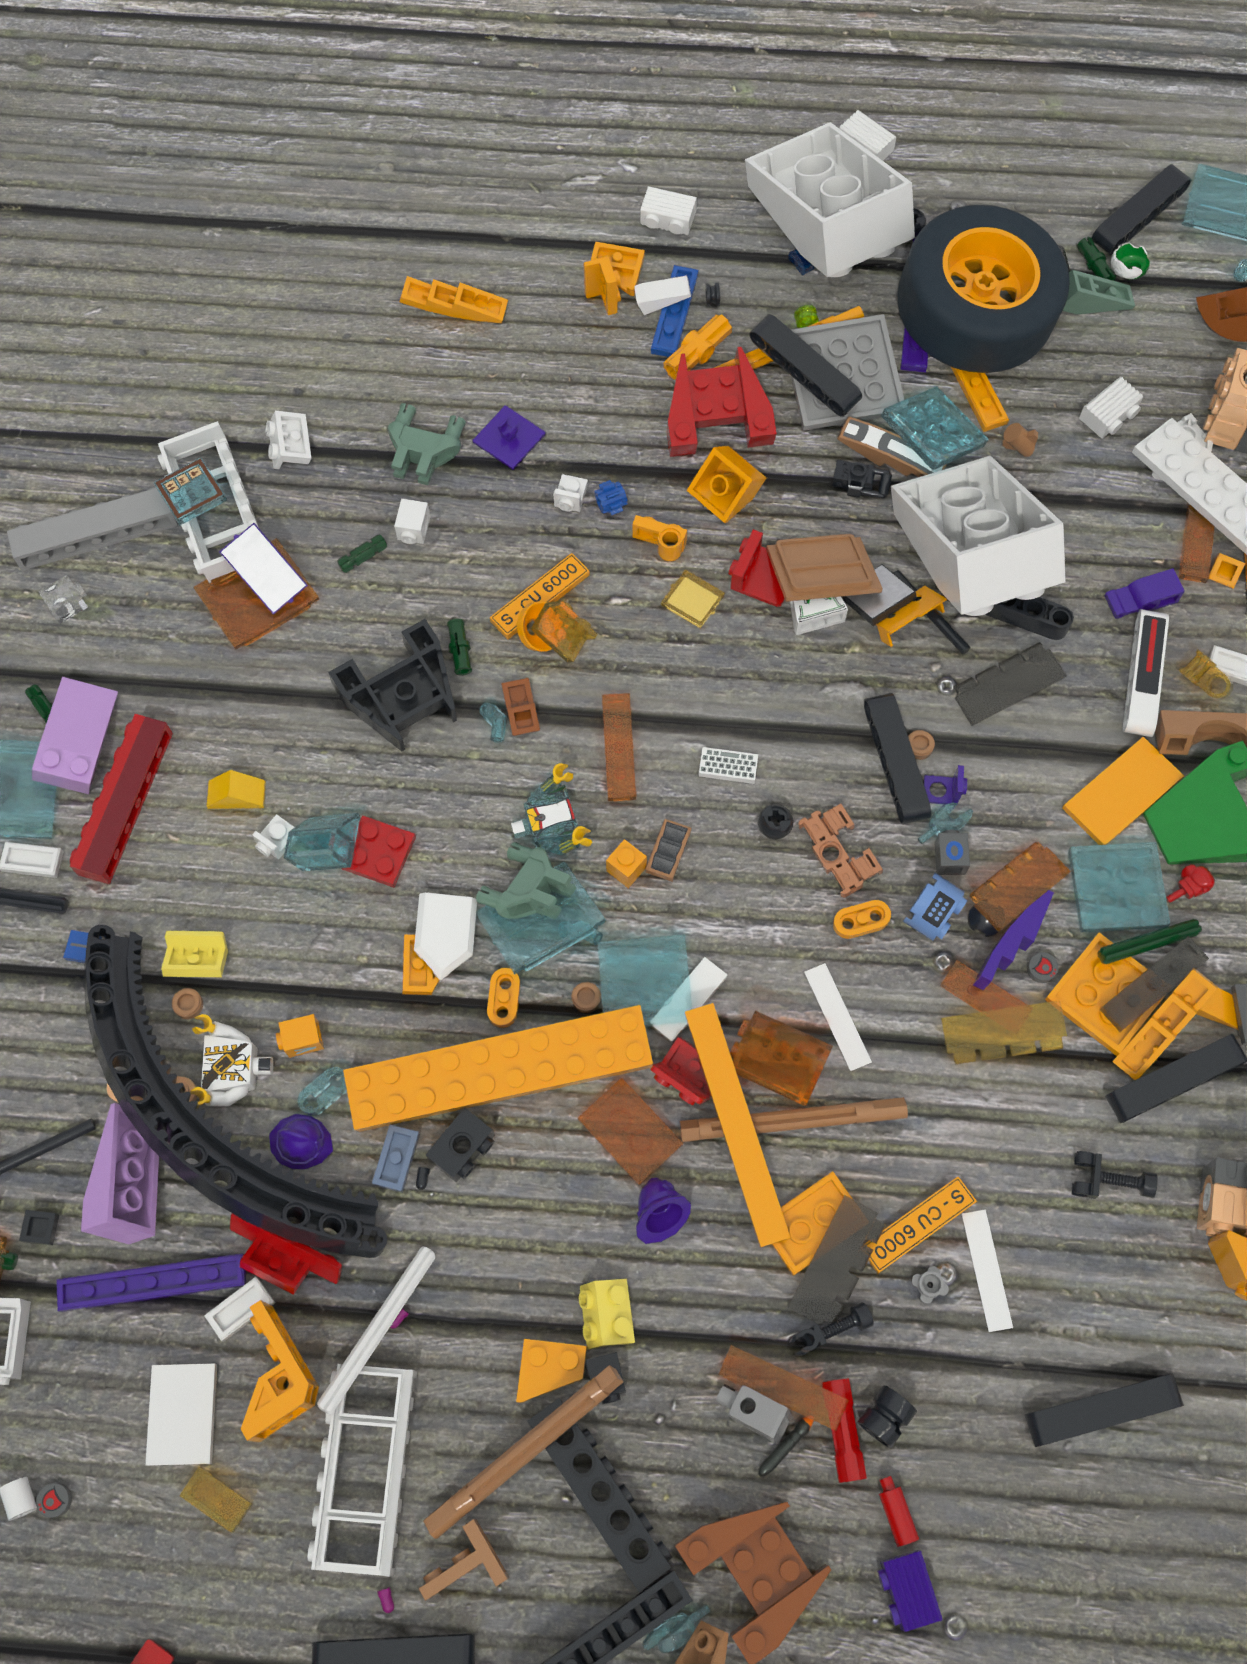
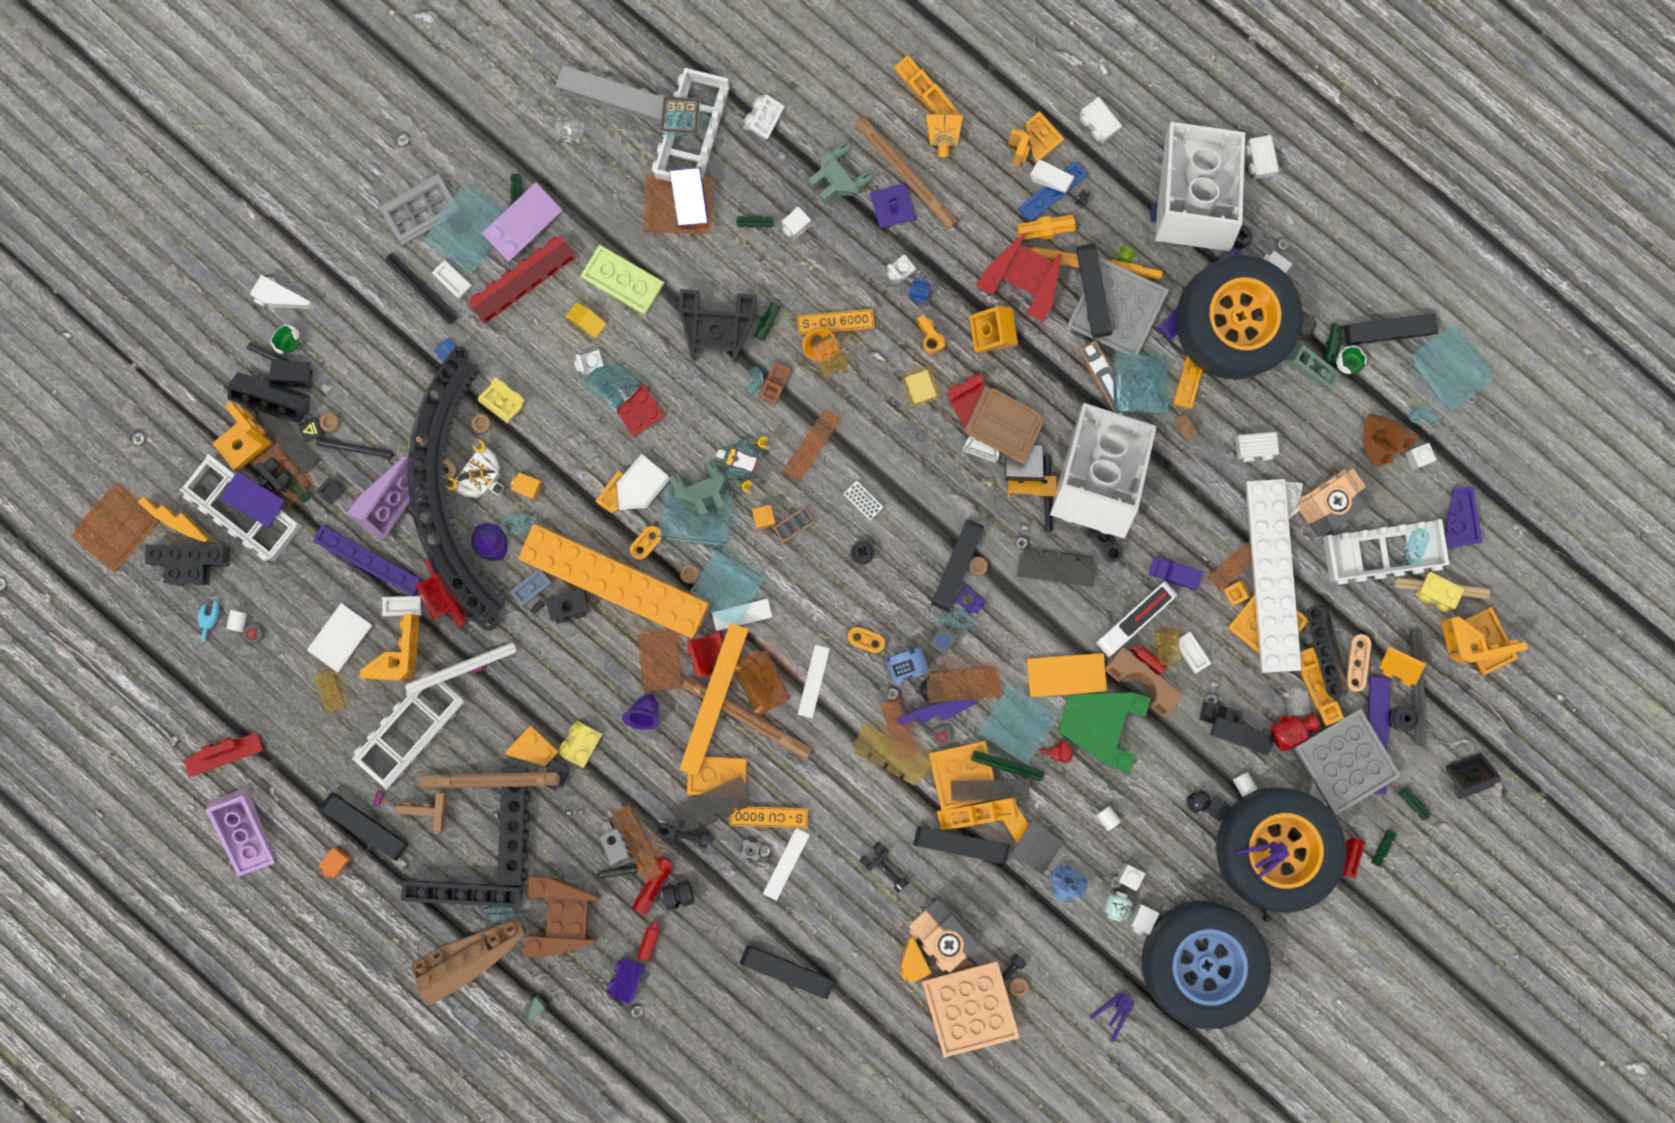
camera: 35 degrees right, 15 degrees up
(248, 719) = (622, 280): none -> yellowish green tile
(498, 393) = (906, 173): none -> medium nougat piece
(506, 323) = (943, 131): none -> light orange torso
(845, 873) = (878, 609): nougat piece -> none
(859, 479) = (1075, 383): black piece -> none
(1198, 704) = (1147, 657): none -> red cylinder

